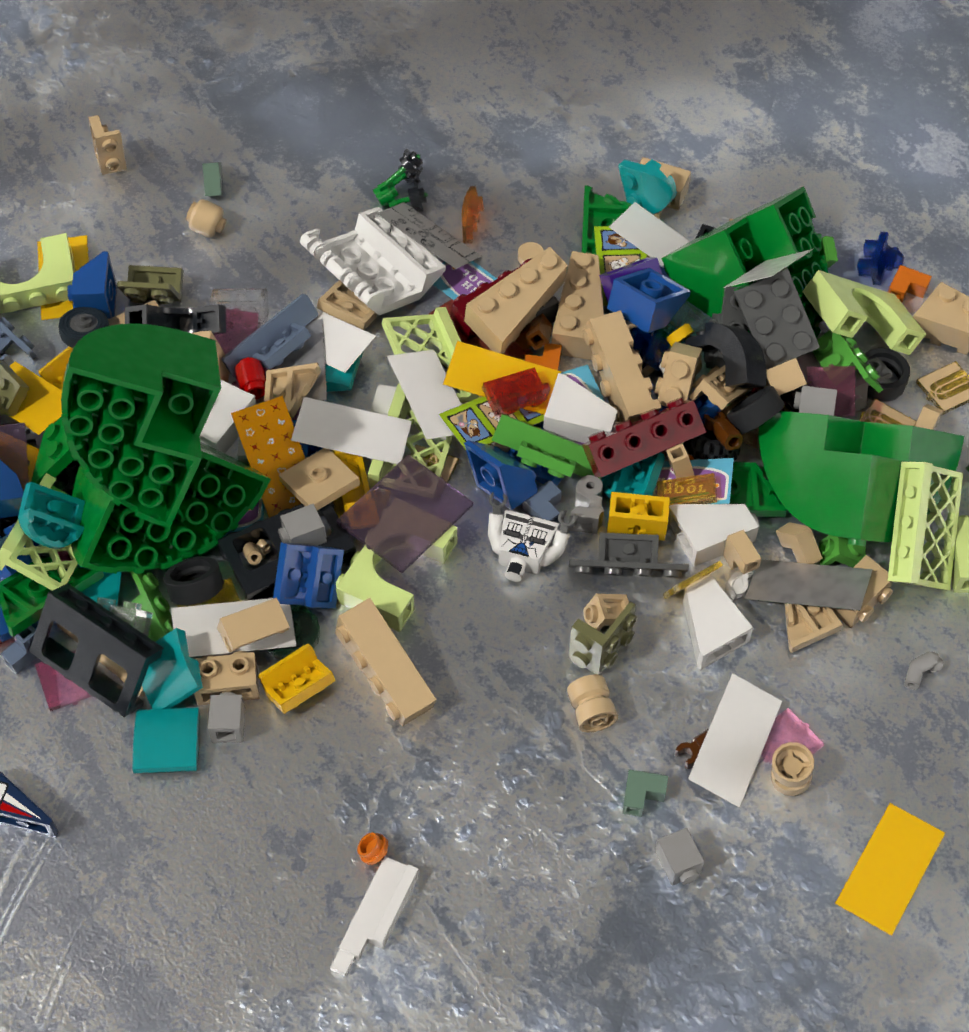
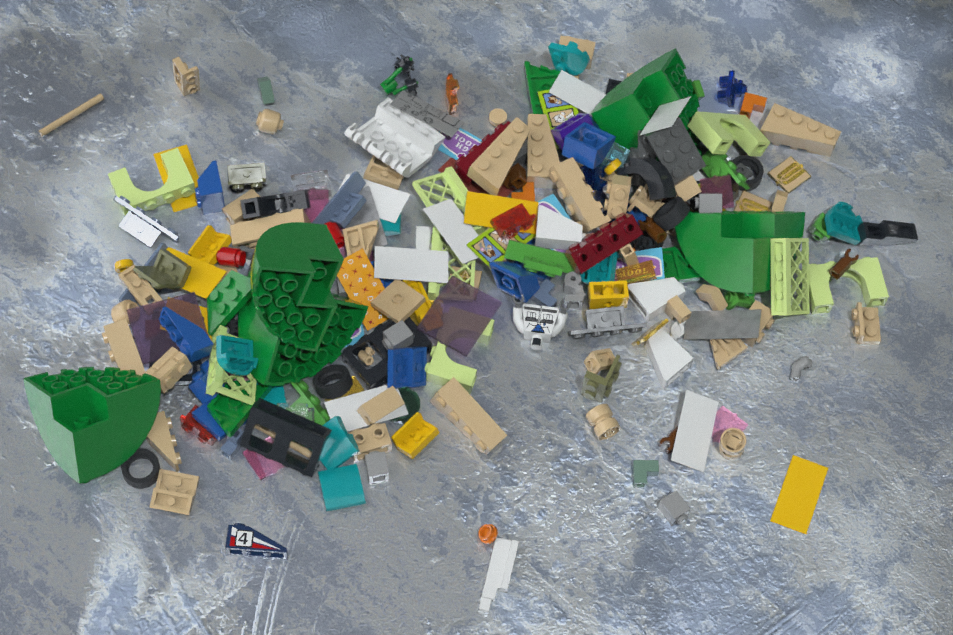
camera: 15 degrees left, 5 degrees up
(80, 322) = (211, 216): black wheel -> none

